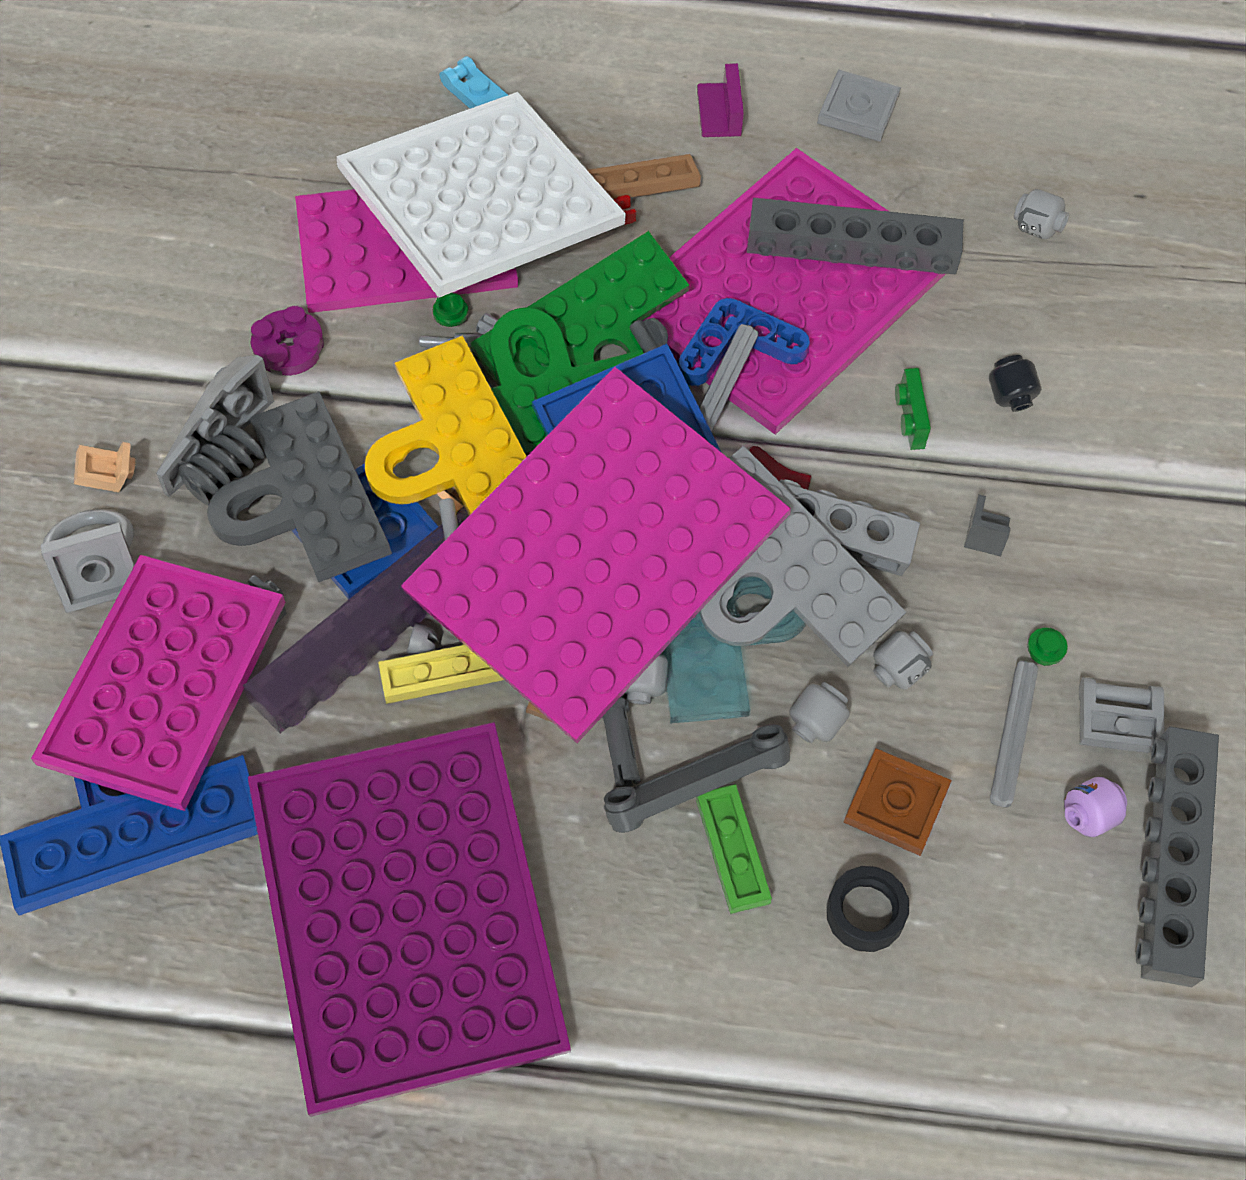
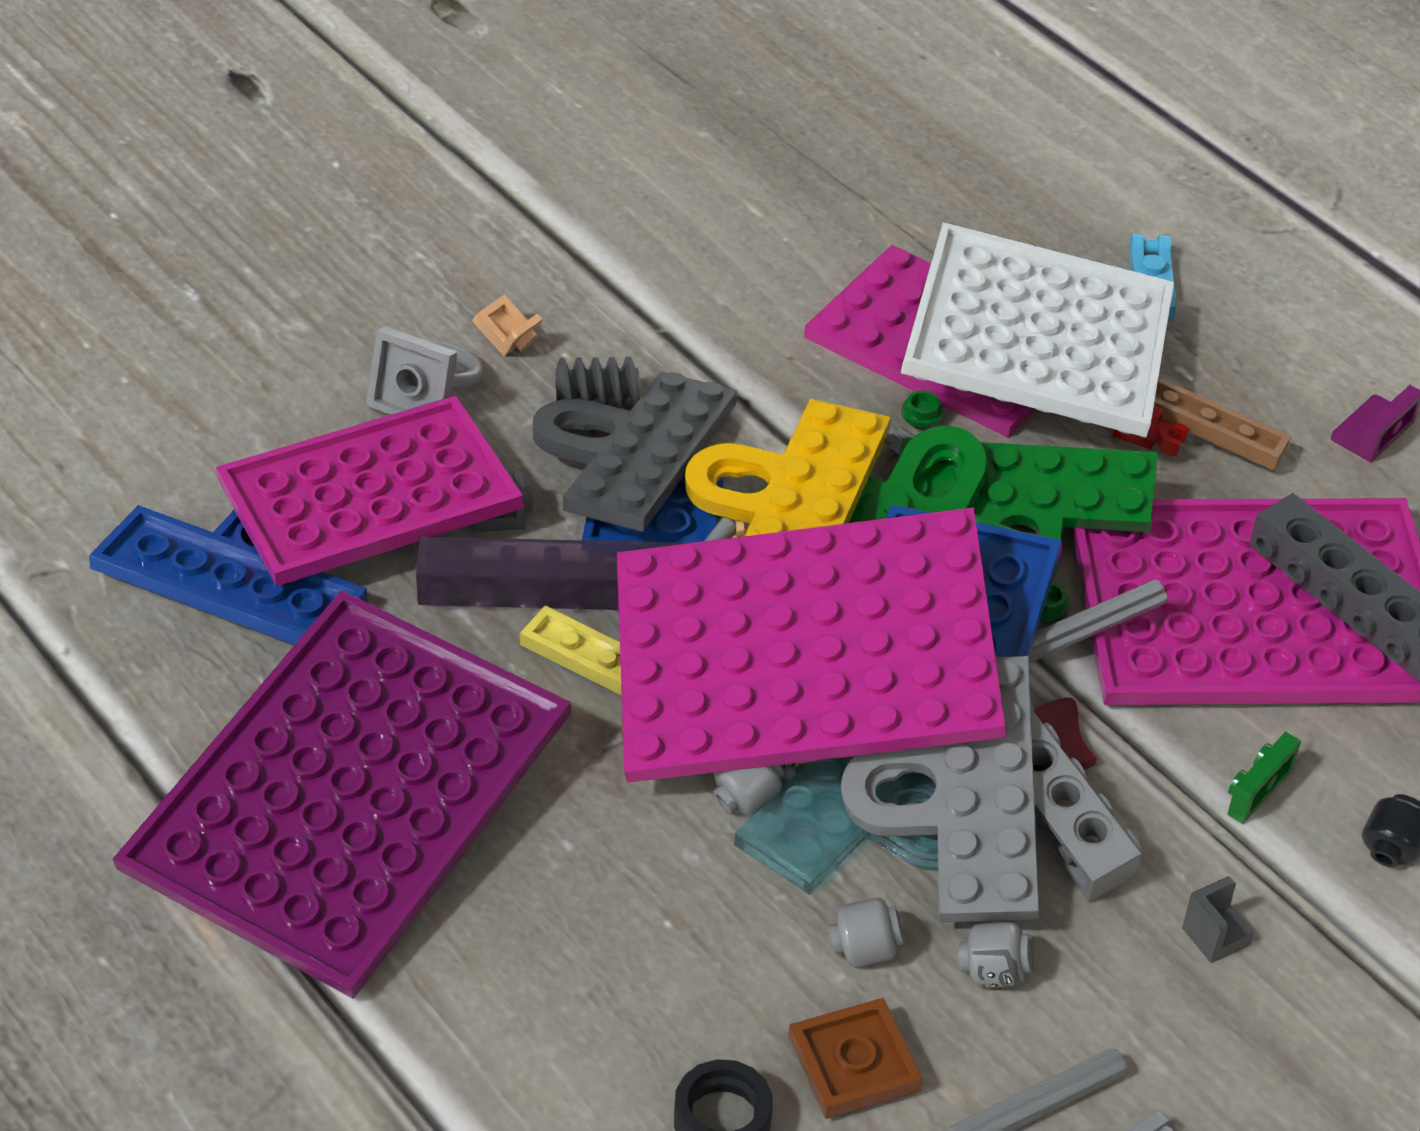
camera: 45 degrees right, 15 degrees down
(229, 399) = (654, 344): light grey wedge -> none
(285, 324) = (747, 326): magenta plate -> none
(422, 639) = (600, 617): light grey hinge -> none
(621, 744) = (671, 814): dark grey pin -> none
(629, 806) = (786, 919): dark grey piece -> none
(649, 334) = (1072, 536): dark grey plate -> none
(733, 849) = (664, 969): bright green plate -> none
(747, 316) = (1094, 585): blue beam -> none
(1047, 646) = (1159, 1062): green plate -> none

